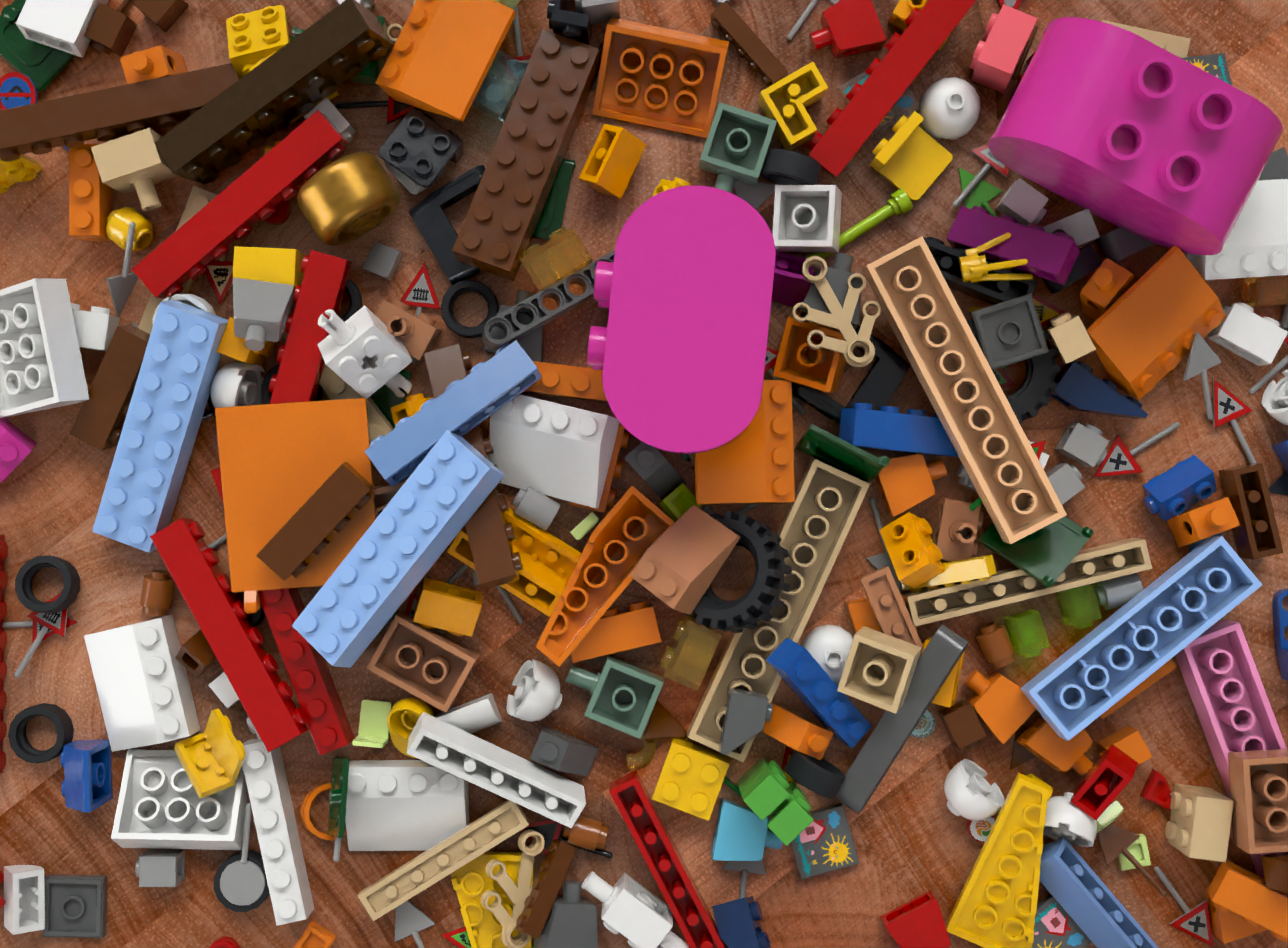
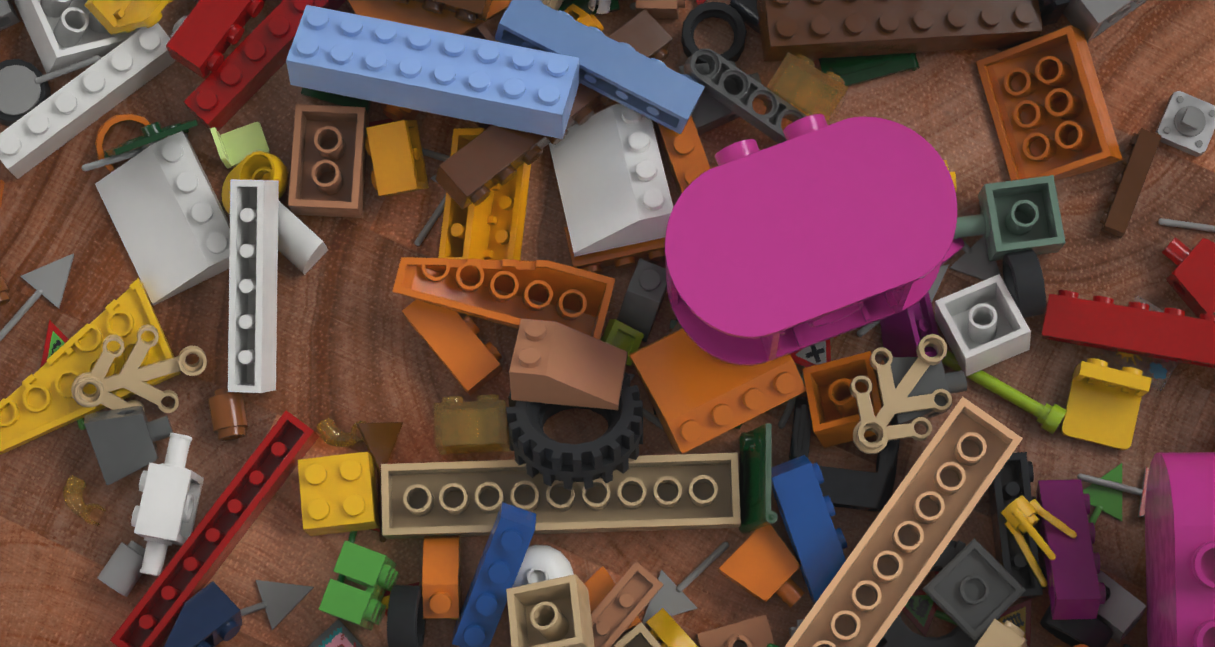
camera: 65 degrees right, 10 degrees down
(443, 859) = (134, 278): tan plate -> none
(535, 507) = (543, 195): light grey brick -> none
(535, 693) = (351, 290): white cylinder -> none
(545, 888) = (151, 397): reddish brown piece -> none
(551, 830) = (209, 380): piece -> none
(563, 752) = (302, 350): dark grey slope -> none
(585, 526) = (543, 252): yellowish green tile -> none
(612, 161) = (937, 102): light orange brick -> none
(619, 694) = (390, 375): sand green brick -> none
(741, 834) = (303, 577): medium azure torso -> none
(743, 718) = (430, 507): dark grey slope -> none
(787, 102) = (1095, 247): yellow brick -> none
(912, 550) = (693, 604): light orange brick -> none
(949, 108) = (1177, 420): white cylinder -> none
(1023, 203) = (1118, 545): white brick -> none

